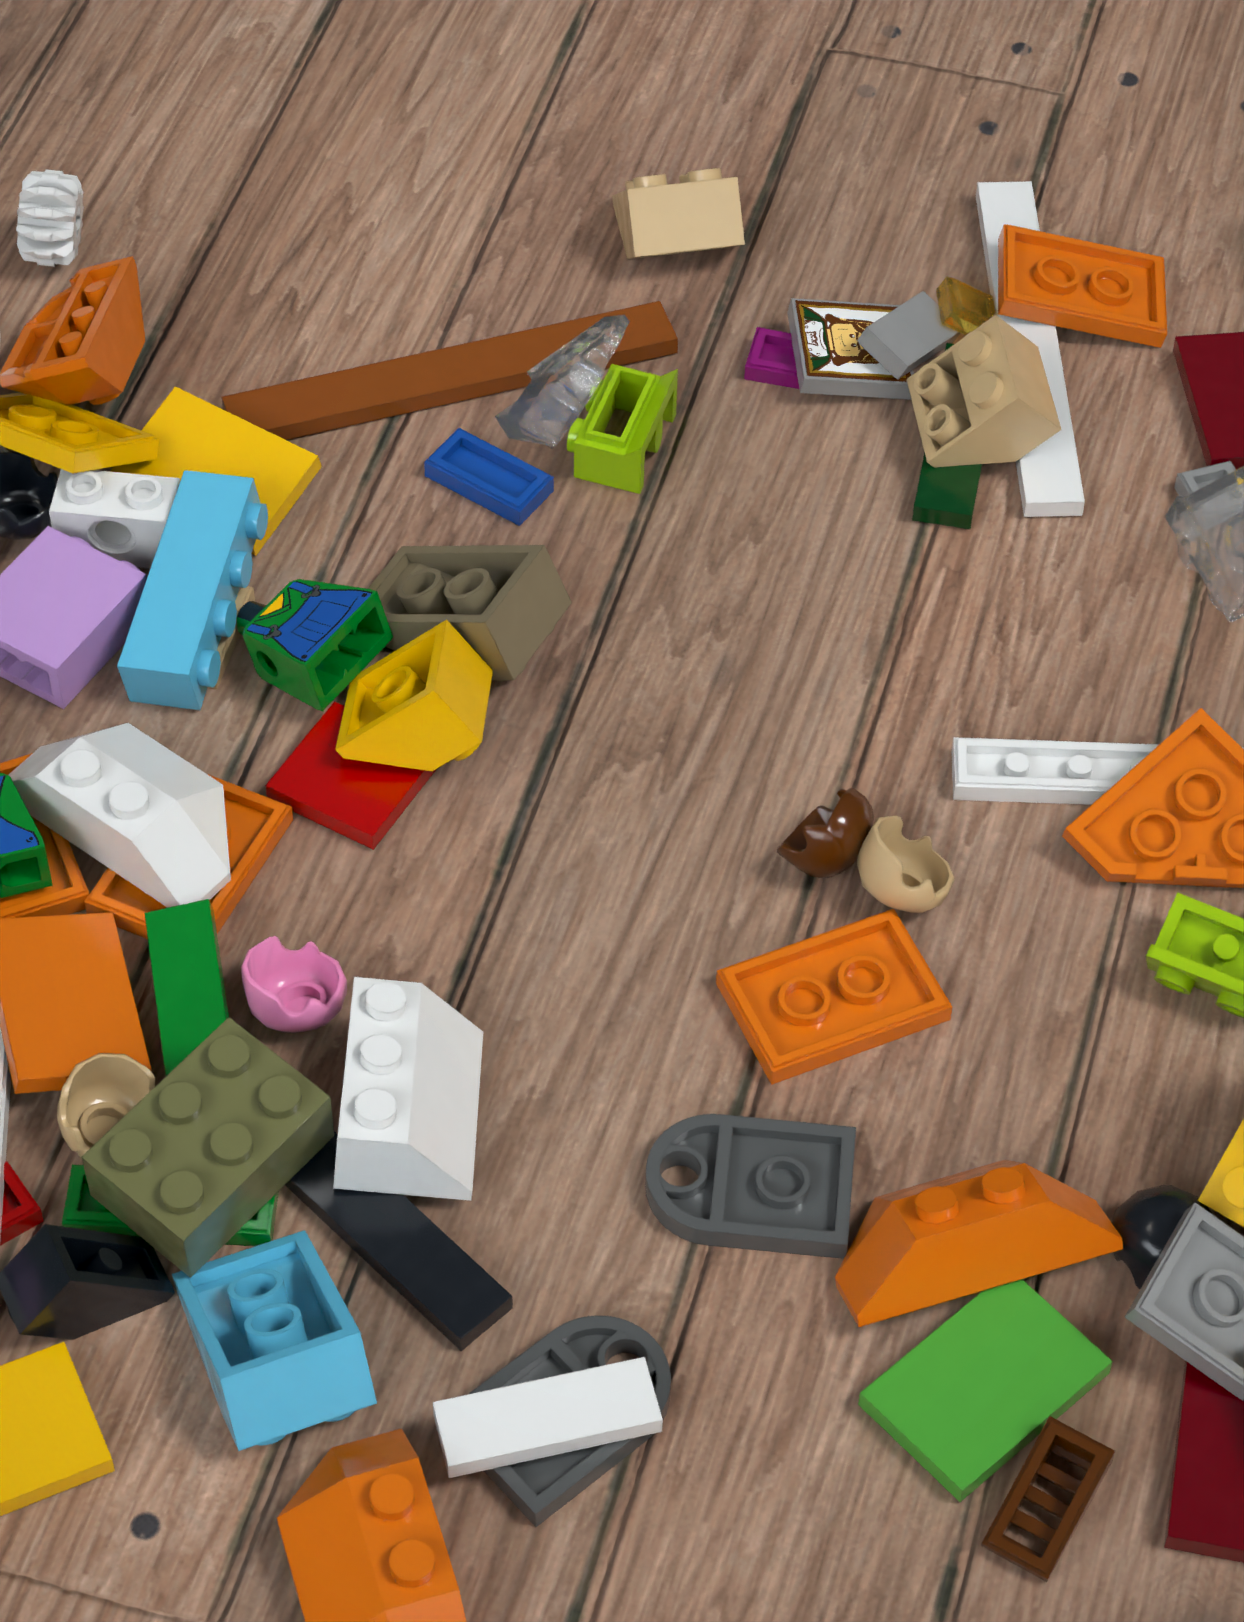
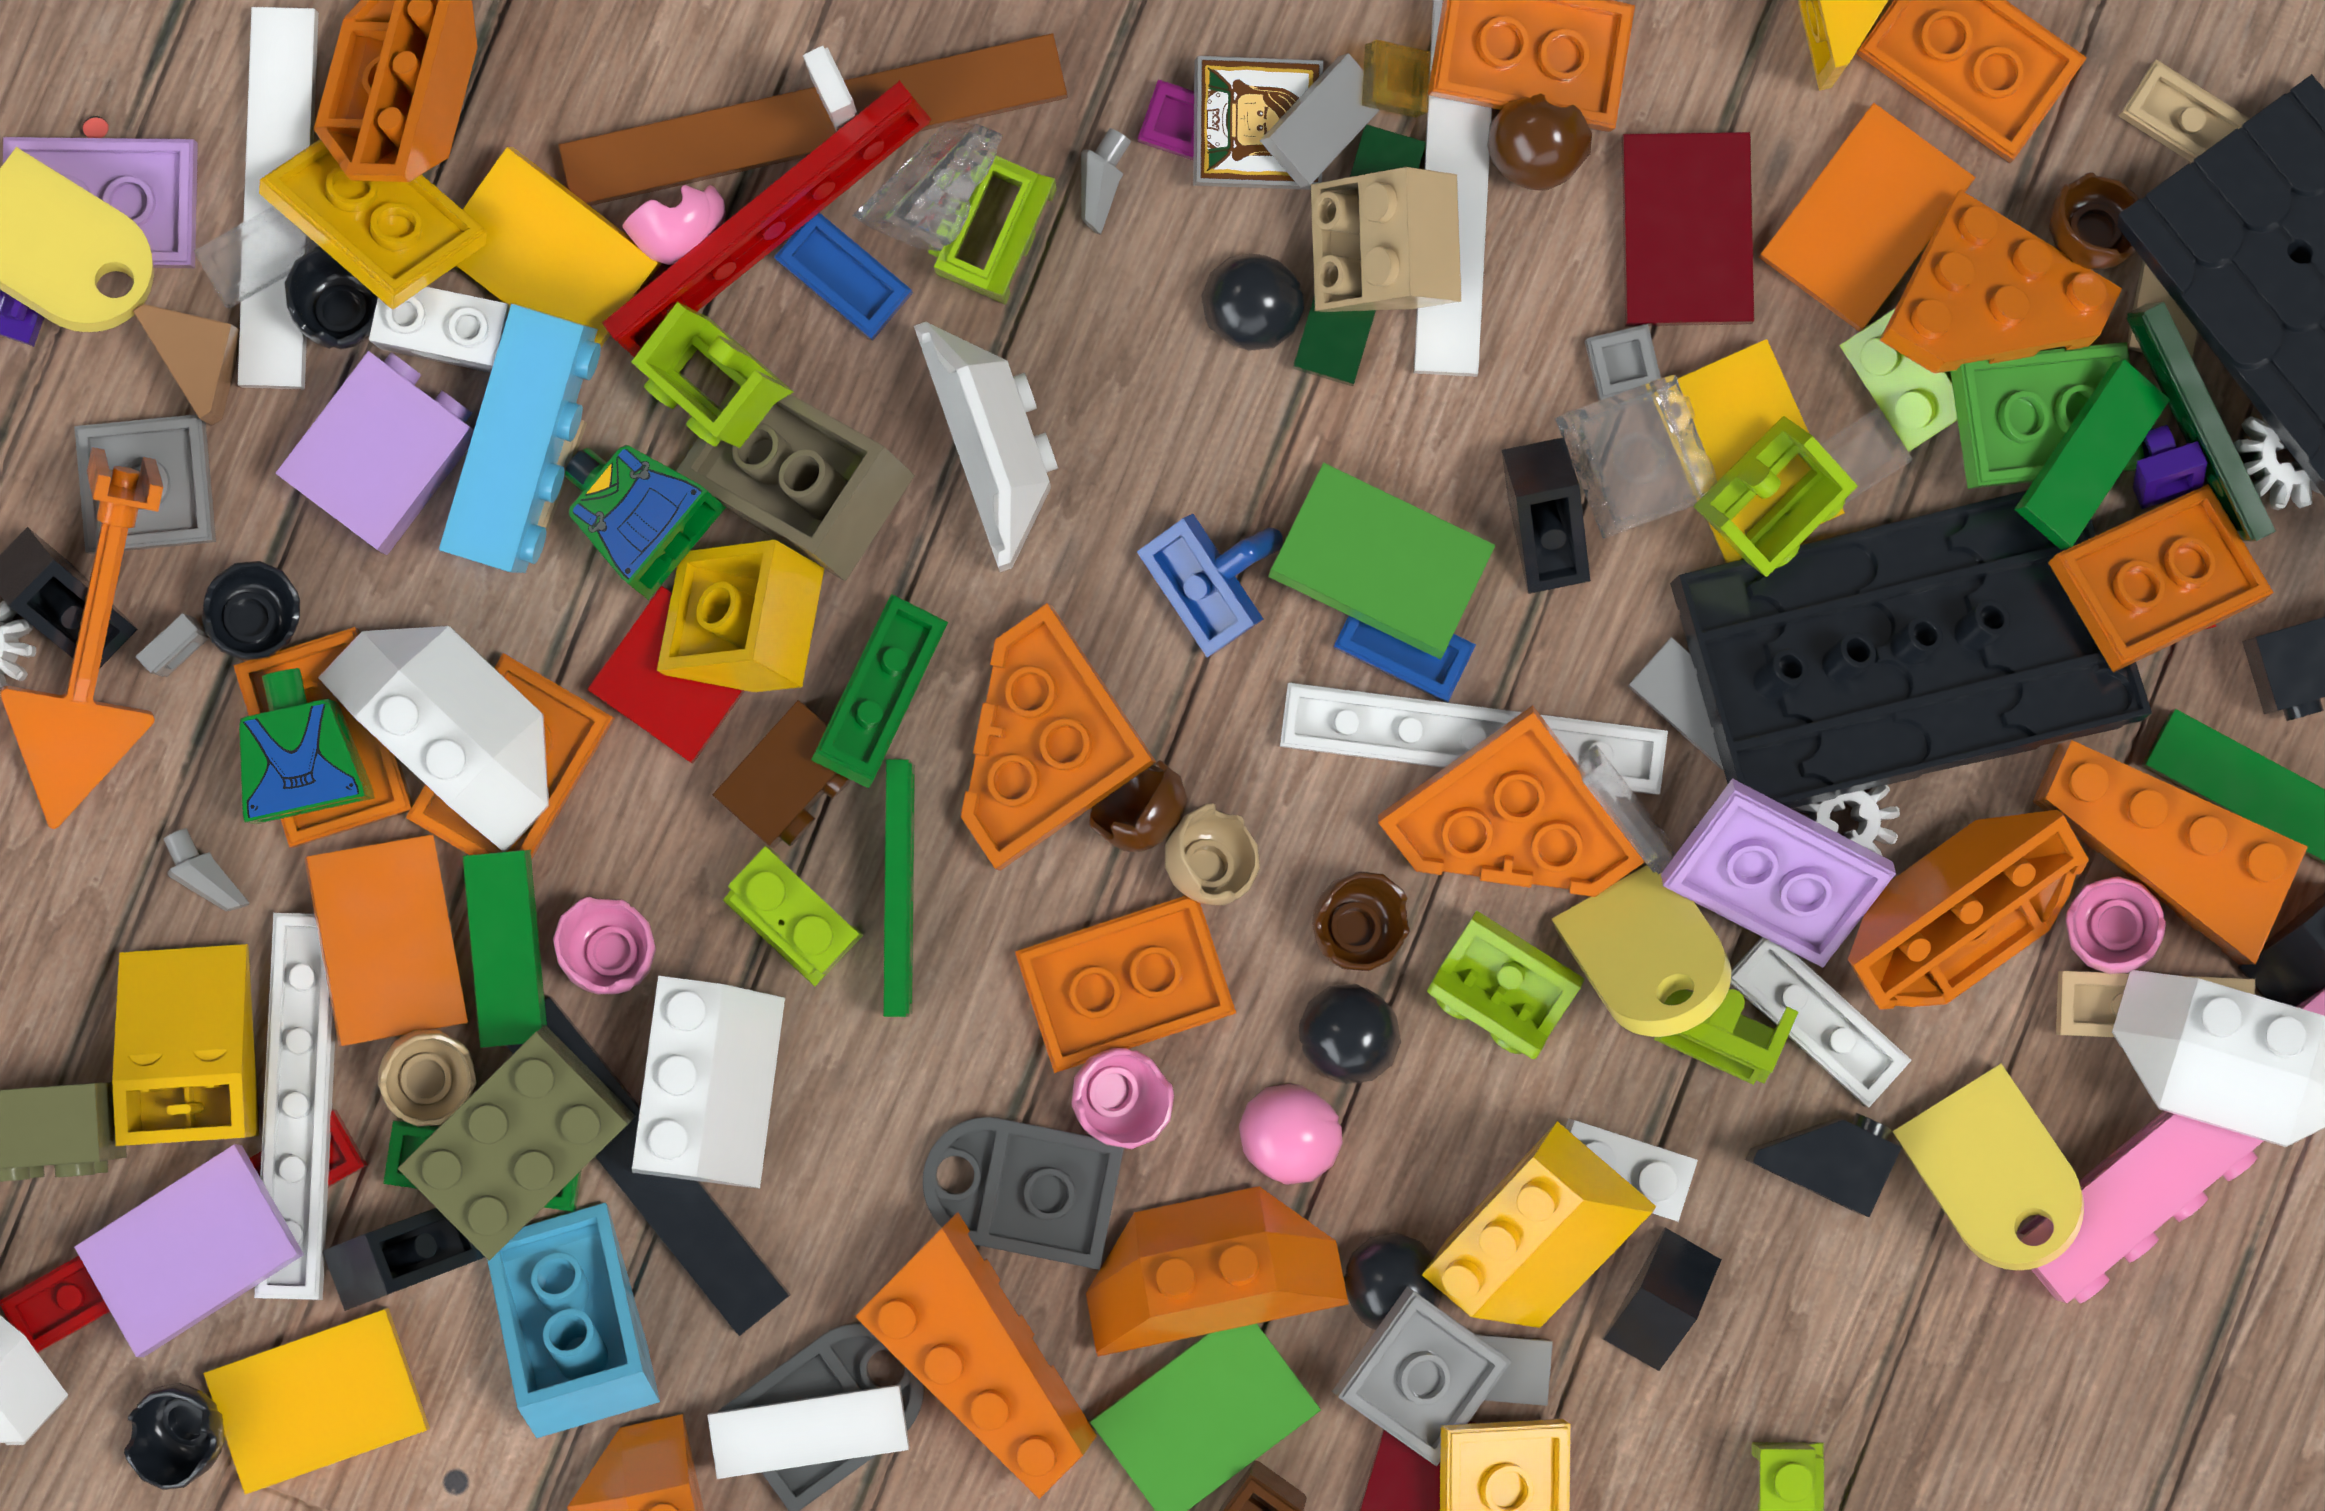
camera: 10 degrees right, 35 degrees up
(334, 426) = (672, 232): none -> bright pink hair
(374, 540) = (670, 350): none -> lime window
(412, 426) = (772, 216): none -> red tile
(469, 836) = (780, 781): none -> reddish brown brick
(470, 312) = (830, 86): none -> white tile
(496, 938) = (790, 916): none -> lime window
(556, 754) = (879, 691): none -> green tile
(593, 923) = (899, 888): none -> green tile
(636, 563) = (992, 437): none -> white wedge
(715, 396) = (1101, 178): none -> light grey bar
(725, 793) = (1044, 741): none -> orange plate
(729, 1322) = (980, 1358): none -> orange wedge
(847, 1078) = (1122, 1098): none -> bright pink hair
(860, 662) = (1204, 582): none -> plate
(868, 466) = (1252, 301): none -> black hair
(1025, 637) = (1381, 561): none -> bright green tile
(1028, 1109) = (1290, 1134): none -> bright pink hair
(1057, 707) = (1405, 661): none -> blue tile
(1064, 908) = (1361, 921): none -> reddish brown hair
(1072, 1018) = (1349, 1033): none -> black hair
(1103, 336) = (1538, 142): none -> reddish brown hair
(1174, 593) = (1546, 514): none -> black slope

